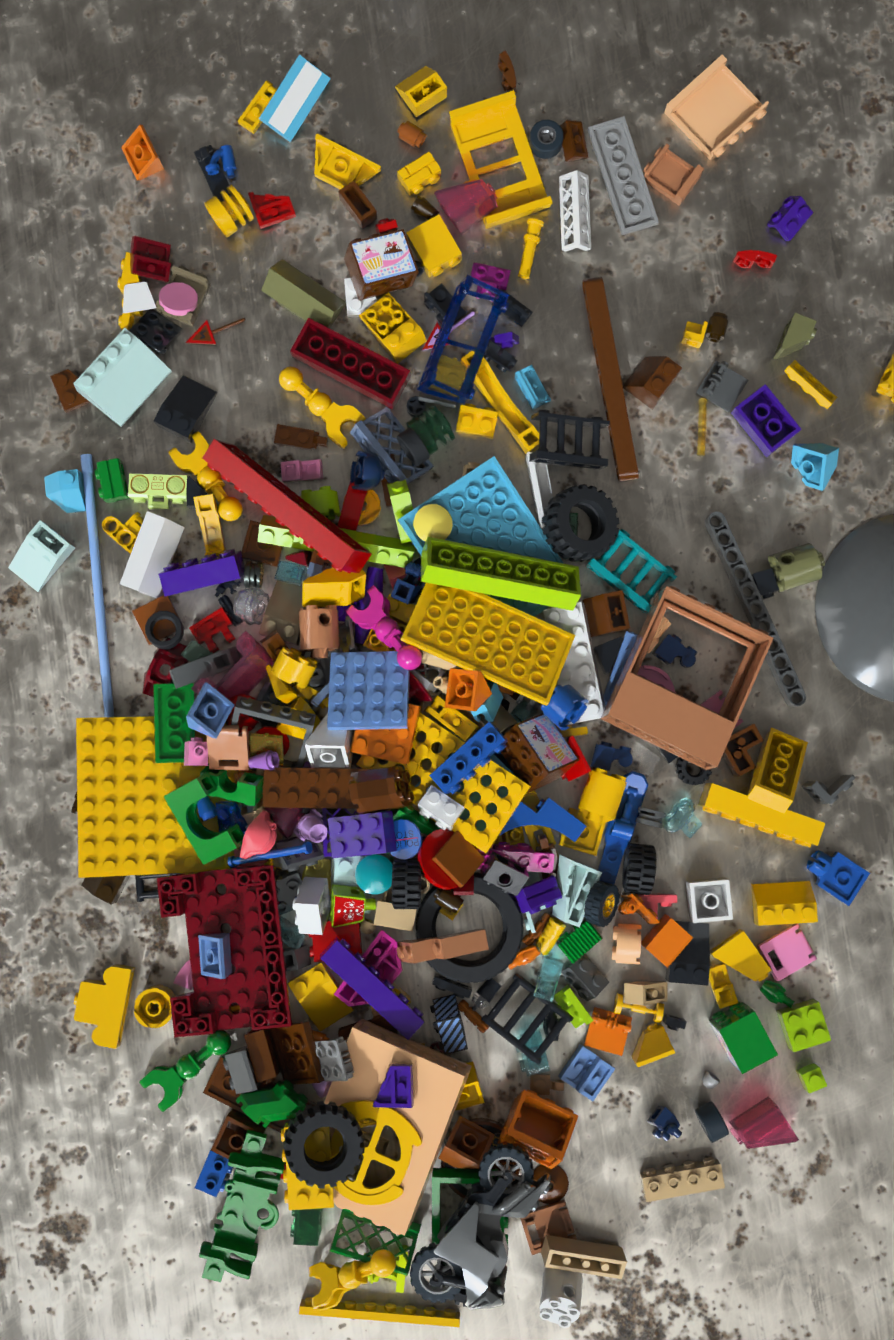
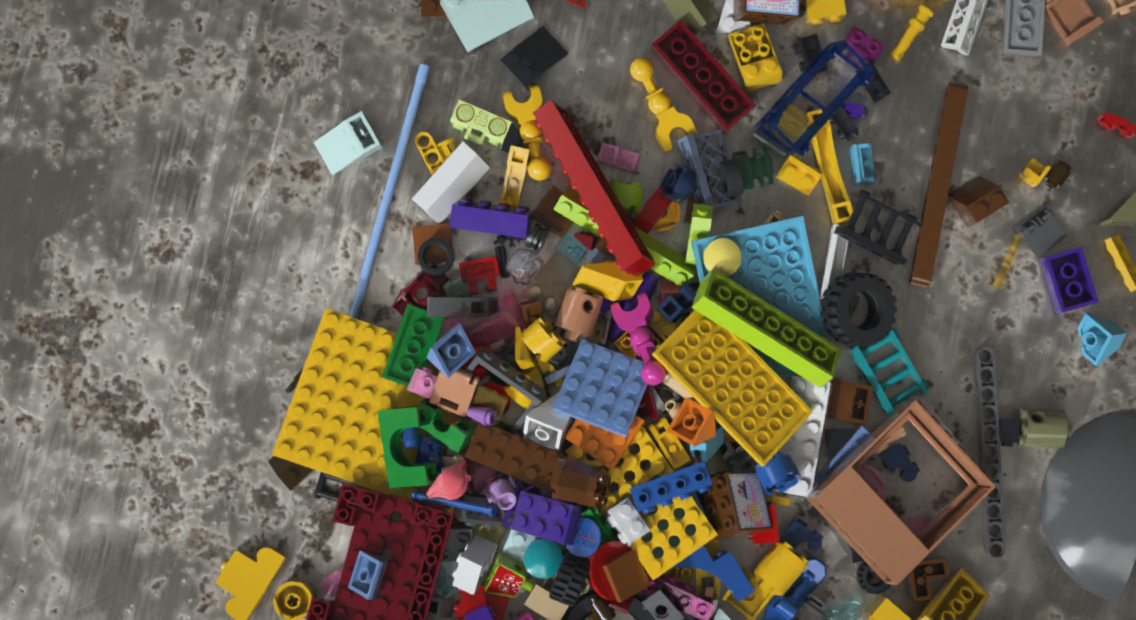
camera: 20 degrees right, 0 degrees up
(66, 490) = (394, 91): medium azure slope -> none
(112, 480) = (440, 99): green brick -> none
(299, 438) = (627, 126): reddish brown hinge -> none
(367, 926) = (516, 604): tan hinge -> none
(416, 404) = (749, 138): black wheel -> none
(432, 338) = (787, 82): piece -> none

